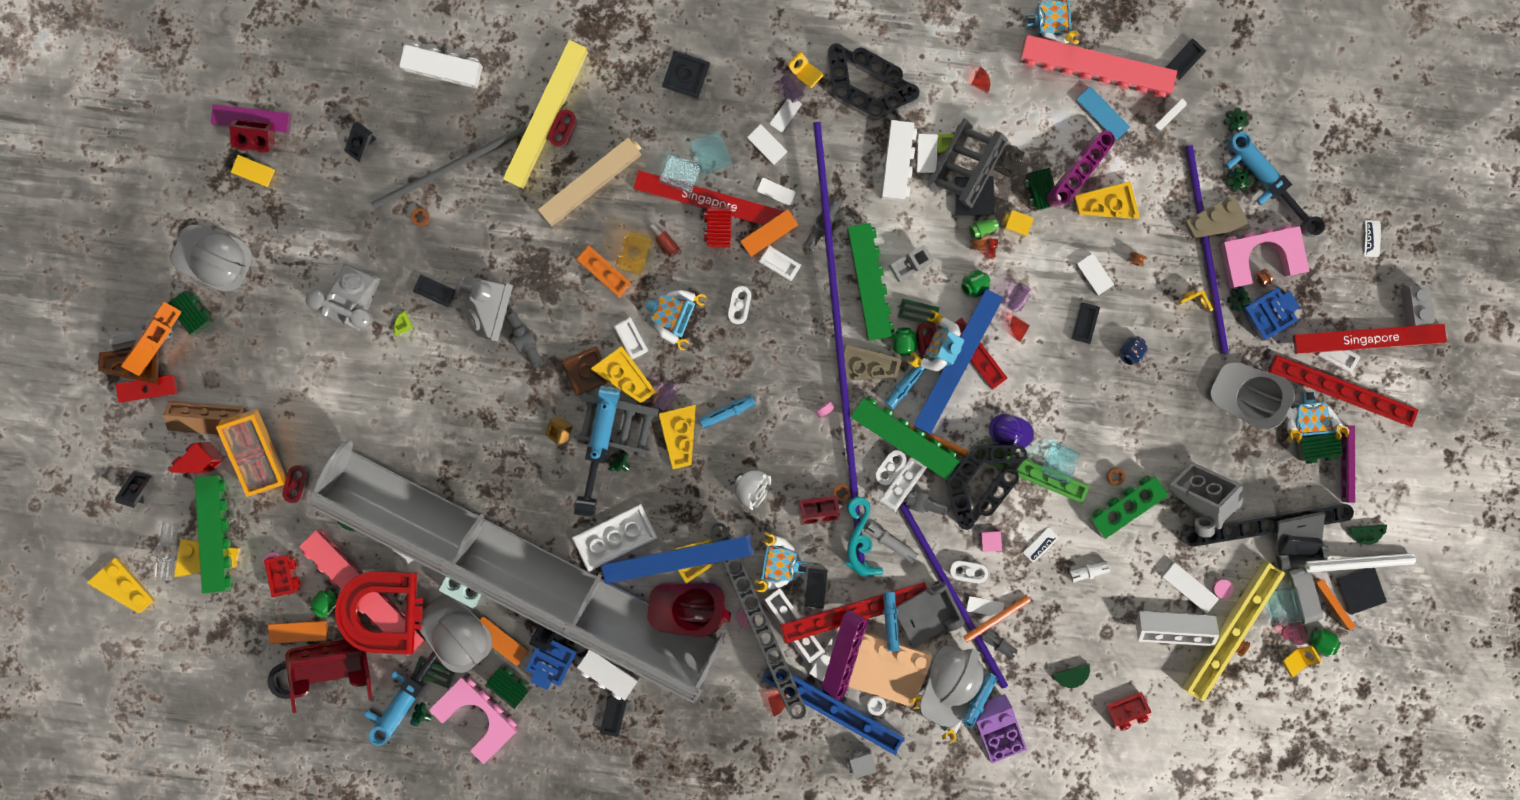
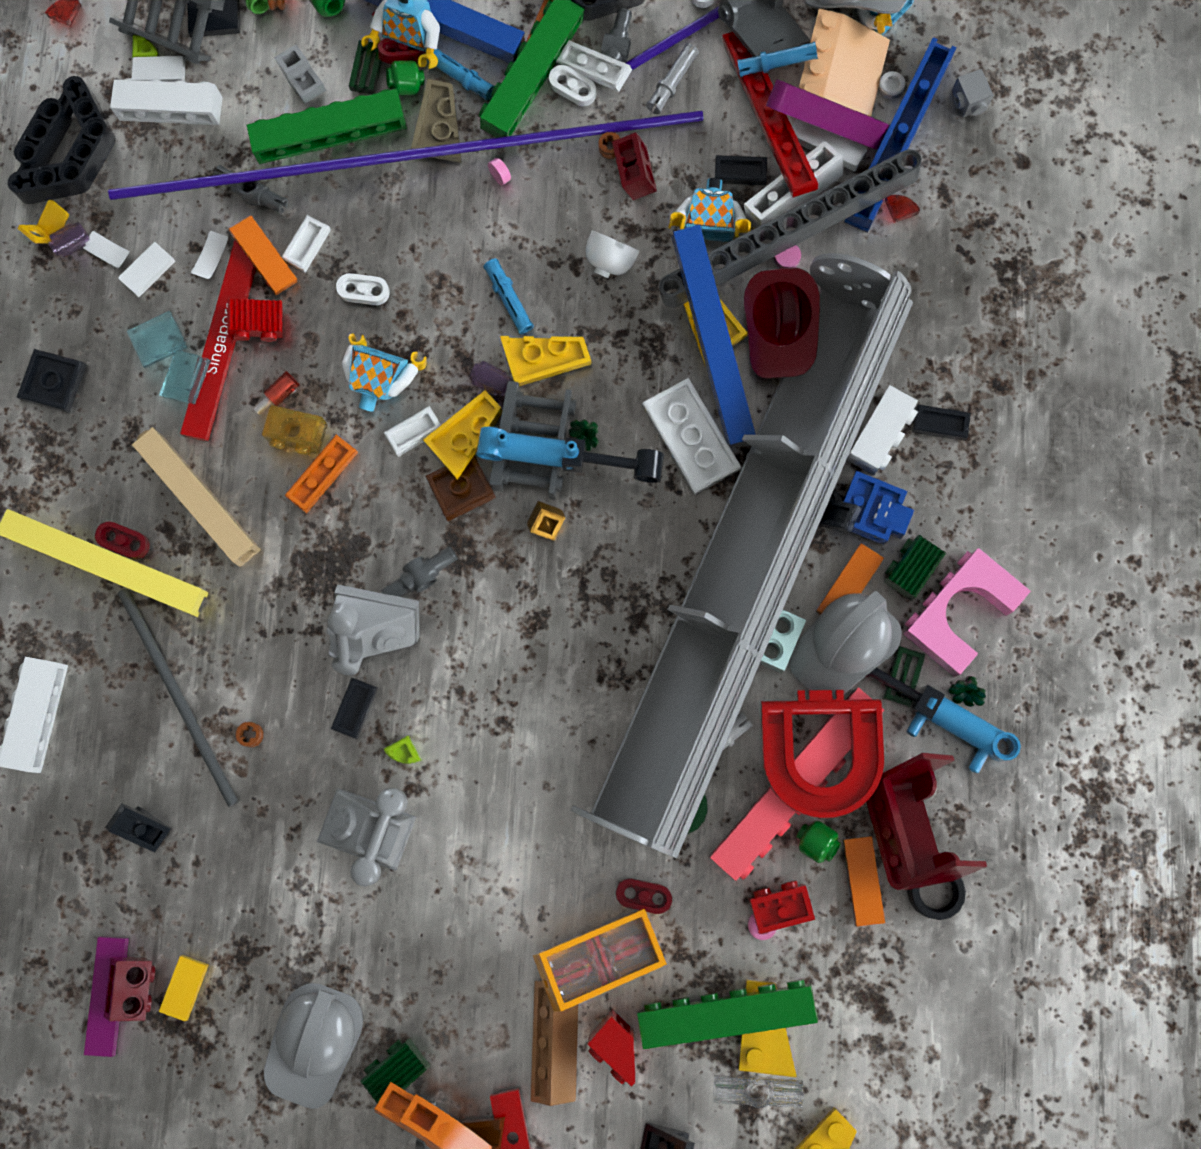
camera: 85 degrees left, 10 degrees down
(855, 538) = (669, 117): teal plant -> none

